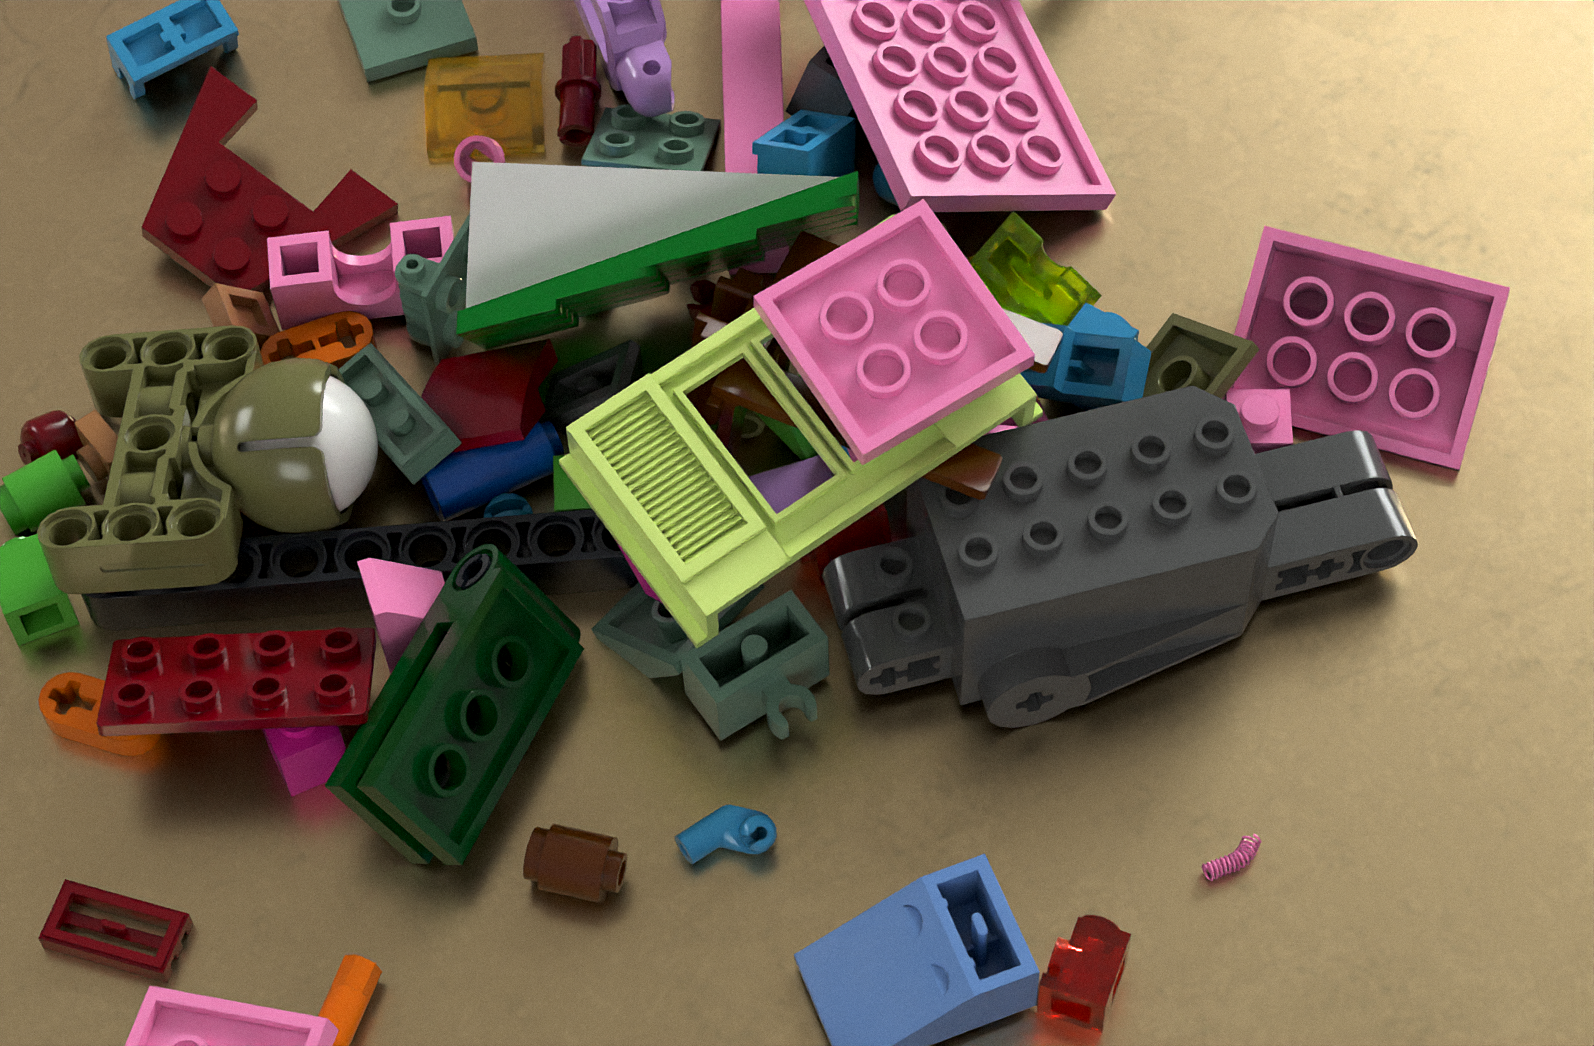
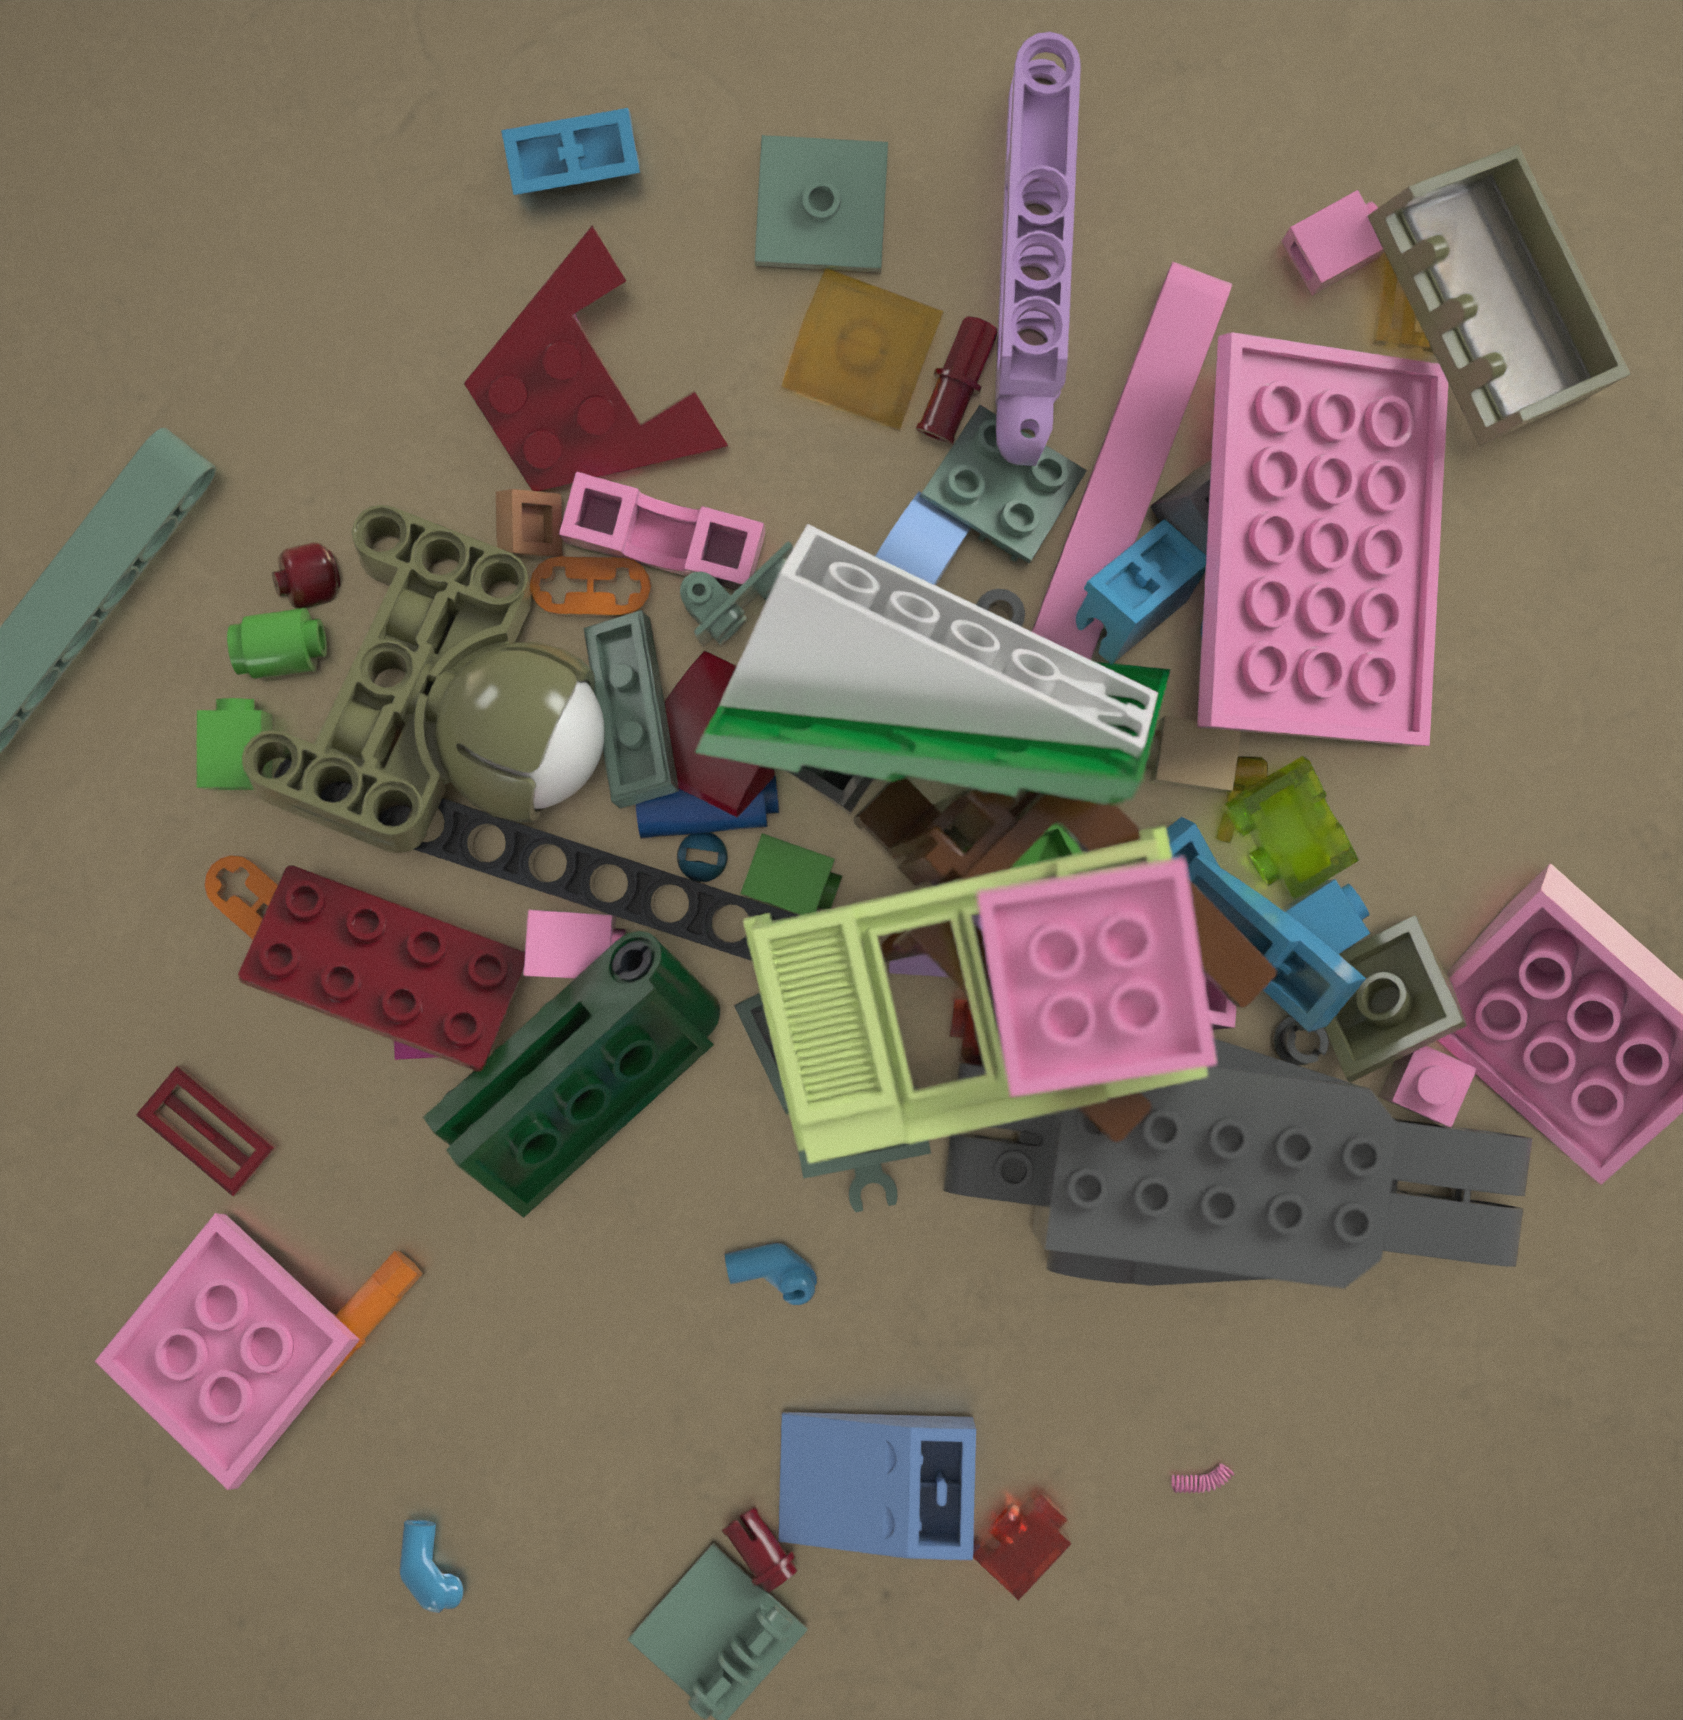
camera: 20 degrees right, 30 degrees up
(98, 445) = (345, 625): medium nougat plate -> none
(485, 145) = (821, 427): bright pink hinge -> none
(574, 862) = (626, 1249): reddish brown brick -> none

